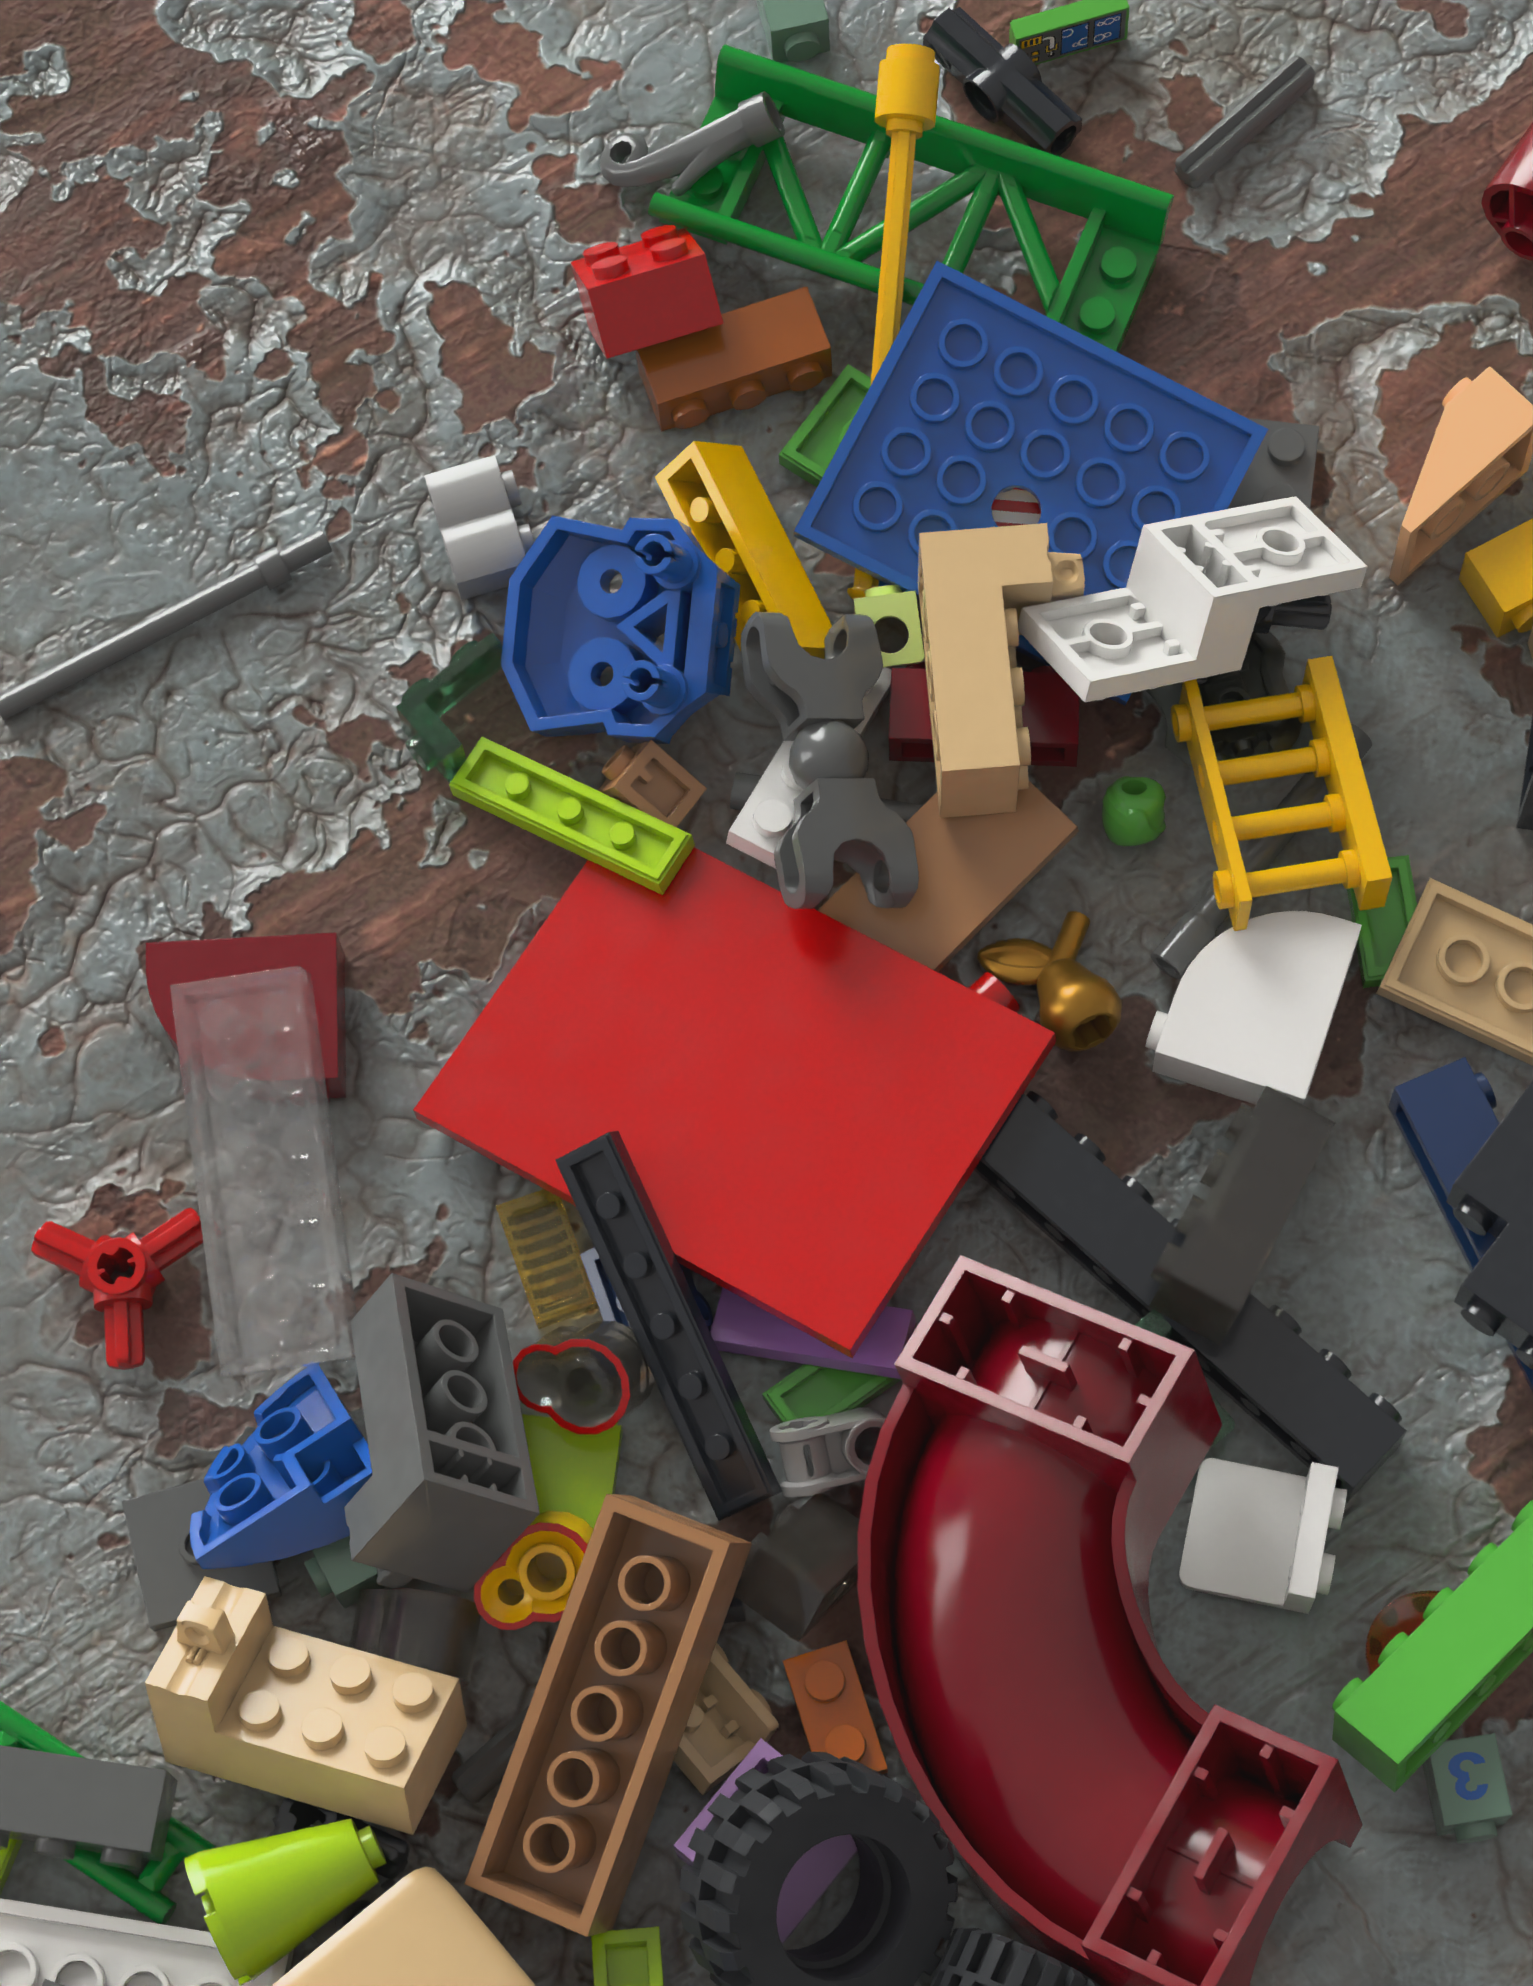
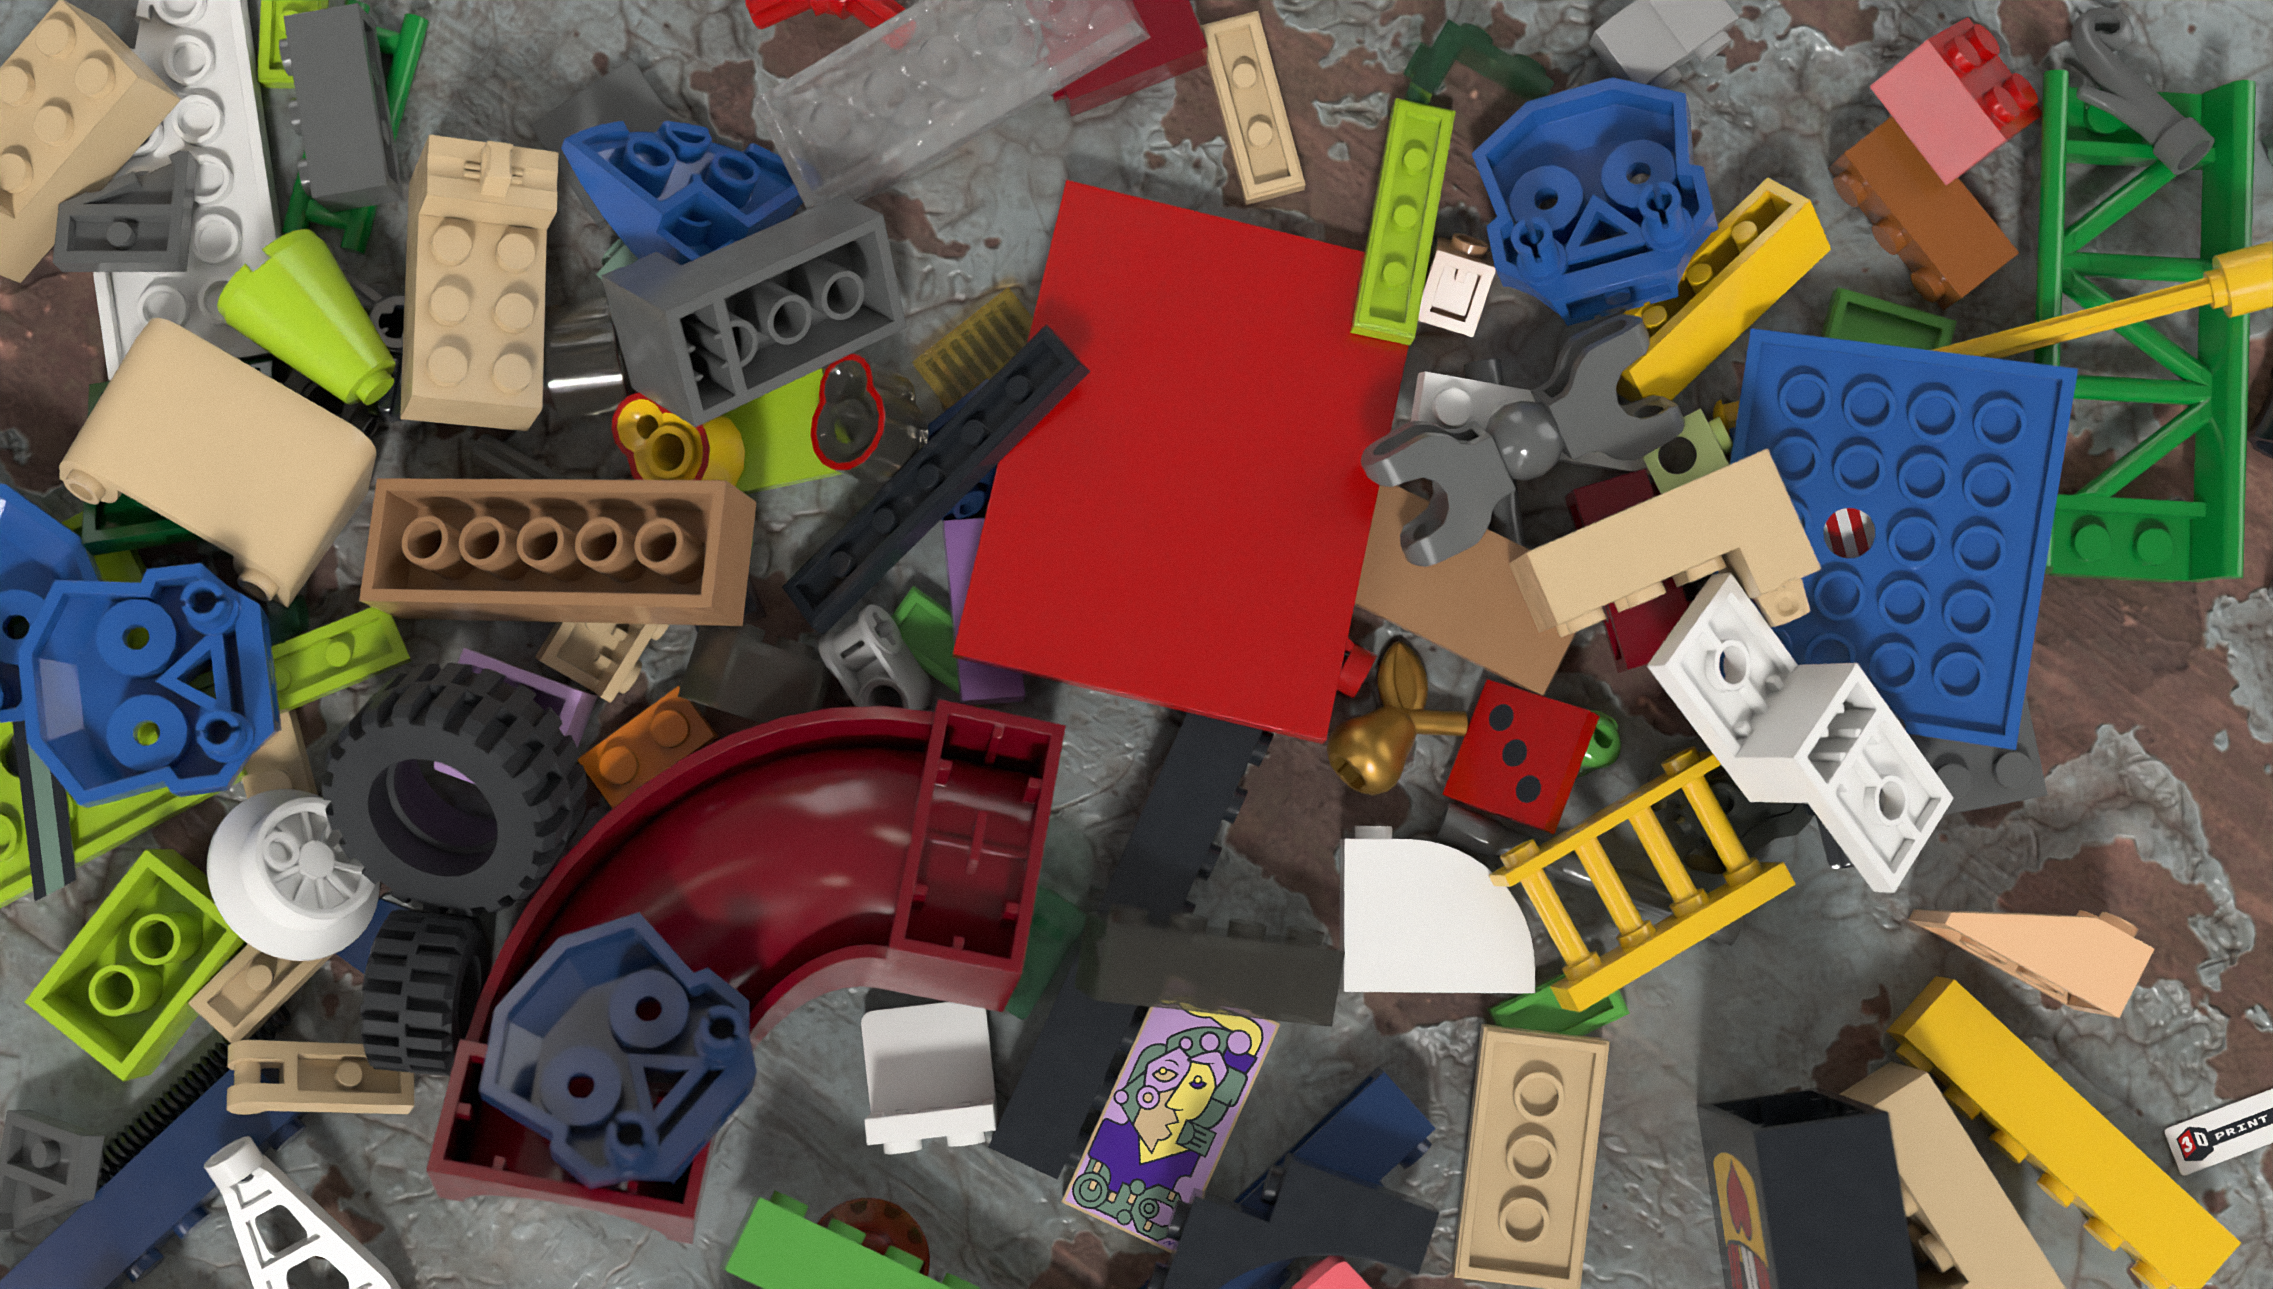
camera: 65 degrees right, 15 degrees up
(409, 921) = (1252, 108): none -> tan tile
(1104, 1808) = (580, 1021): none -> dark blue brick
(1128, 869) = (1521, 756): none -> red tile
(1378, 1315) = (1168, 1118): none -> tile

